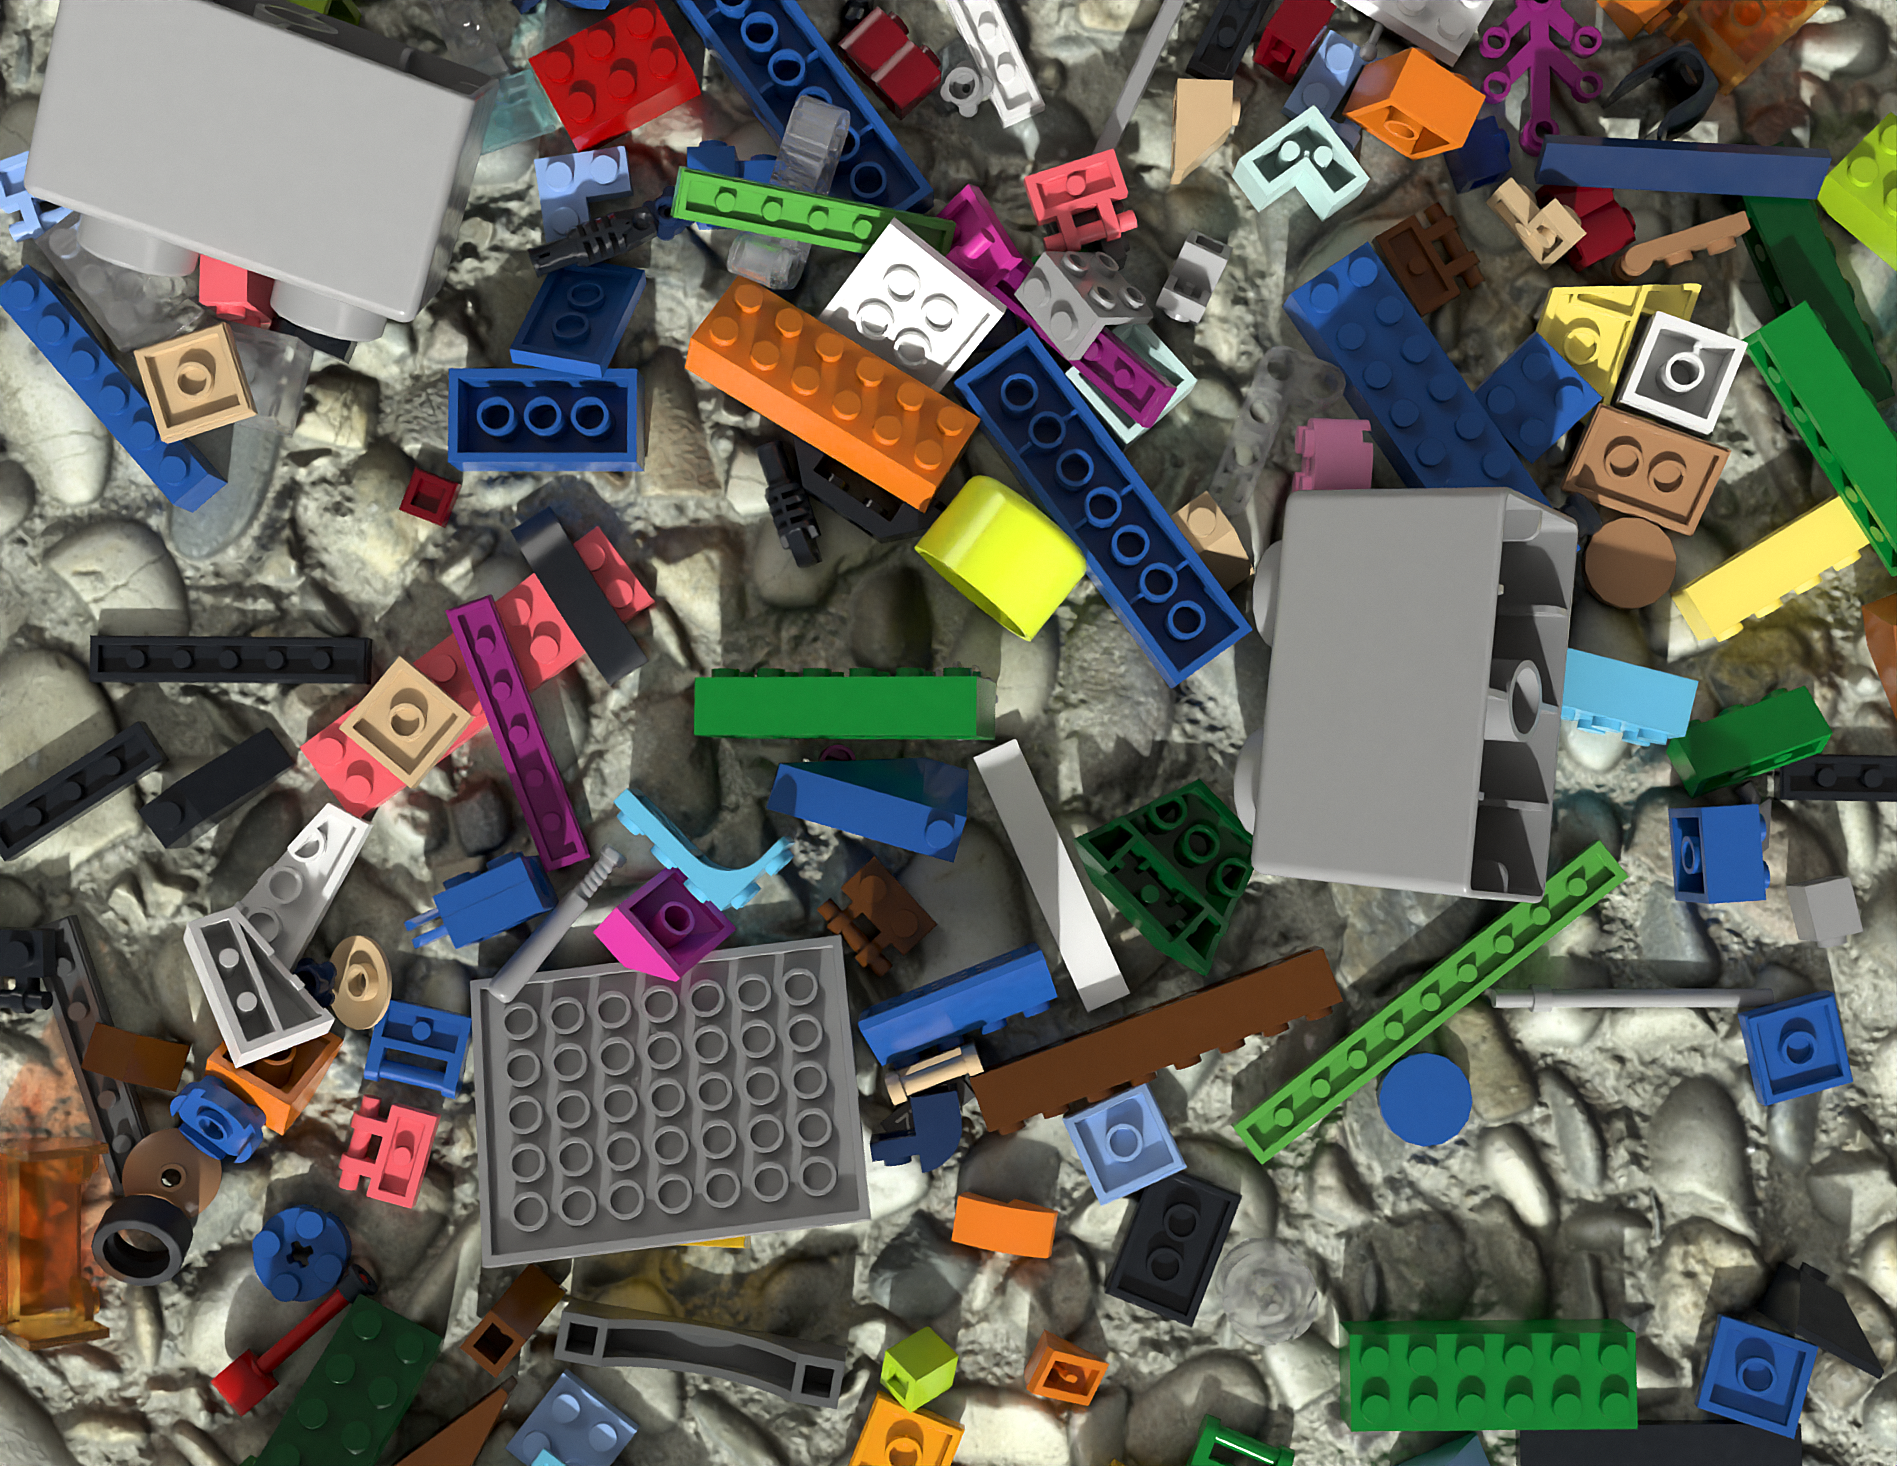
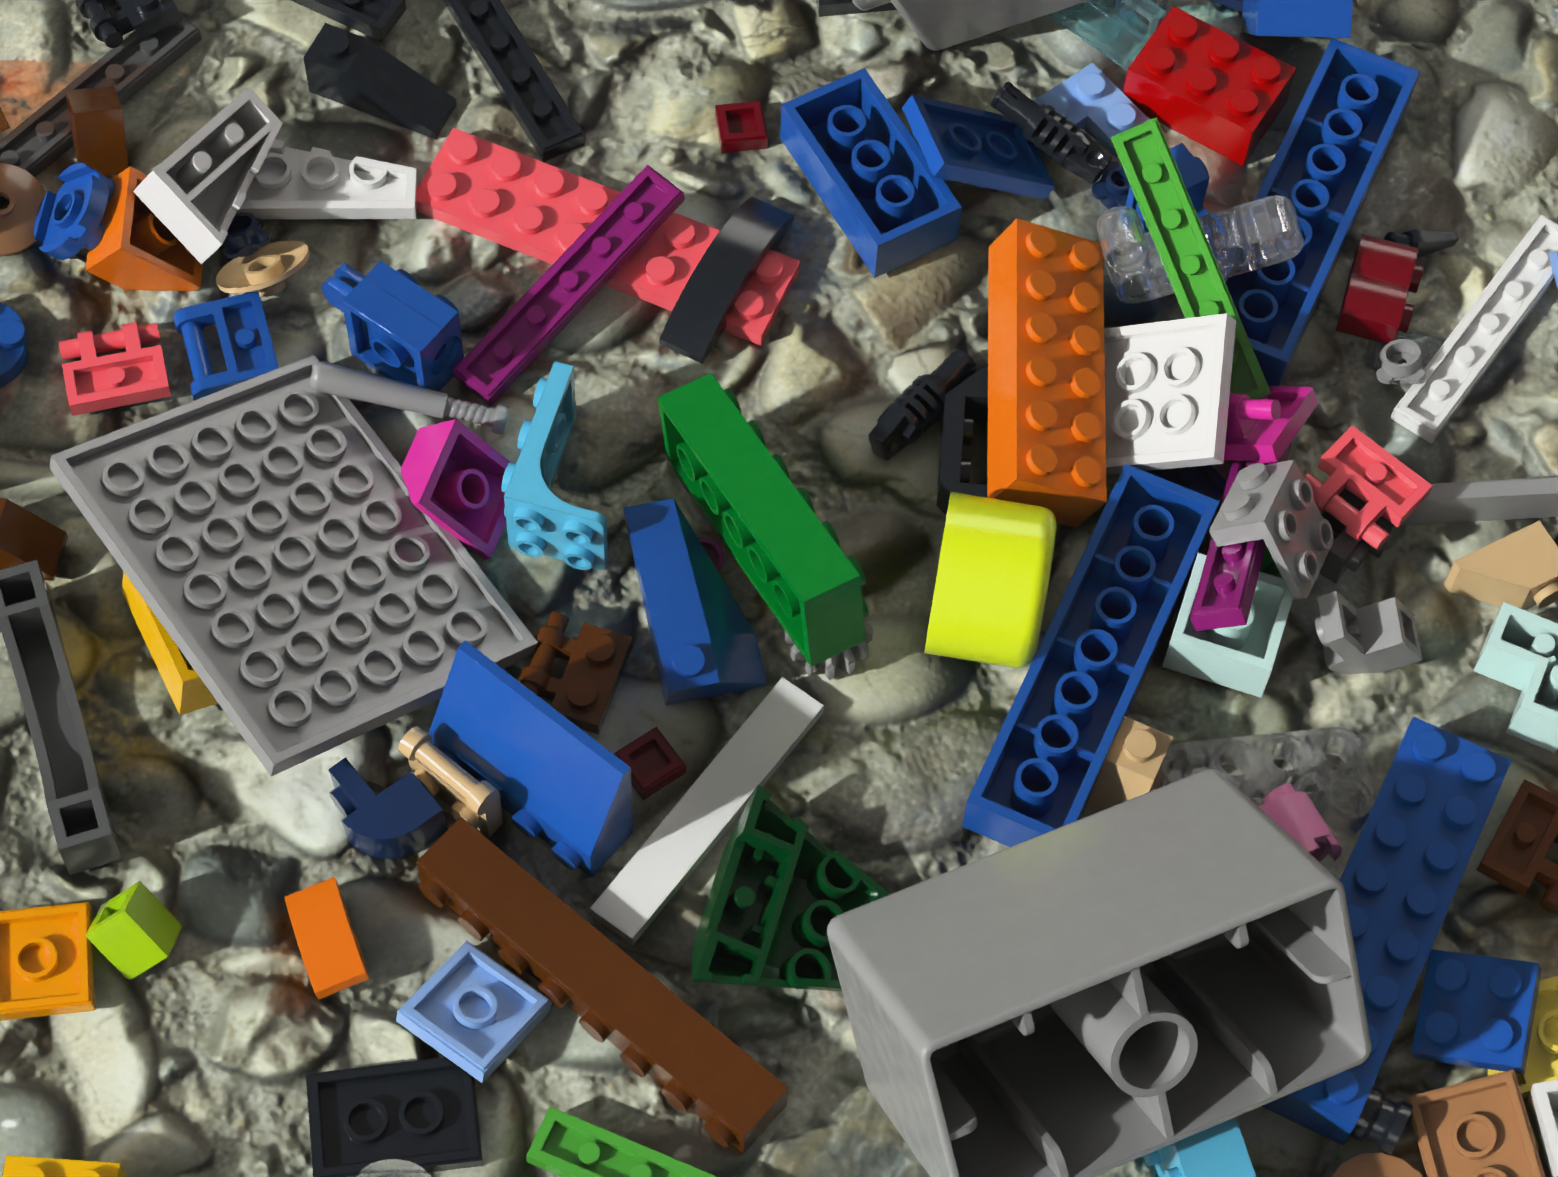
camera: 60 degrees right, 25 degrees down
(407, 722) = (527, 187): tan plate -> none
(987, 899) = (651, 763): none -> dark red tile
(1063, 1370) = (202, 1070): orange slope -> none

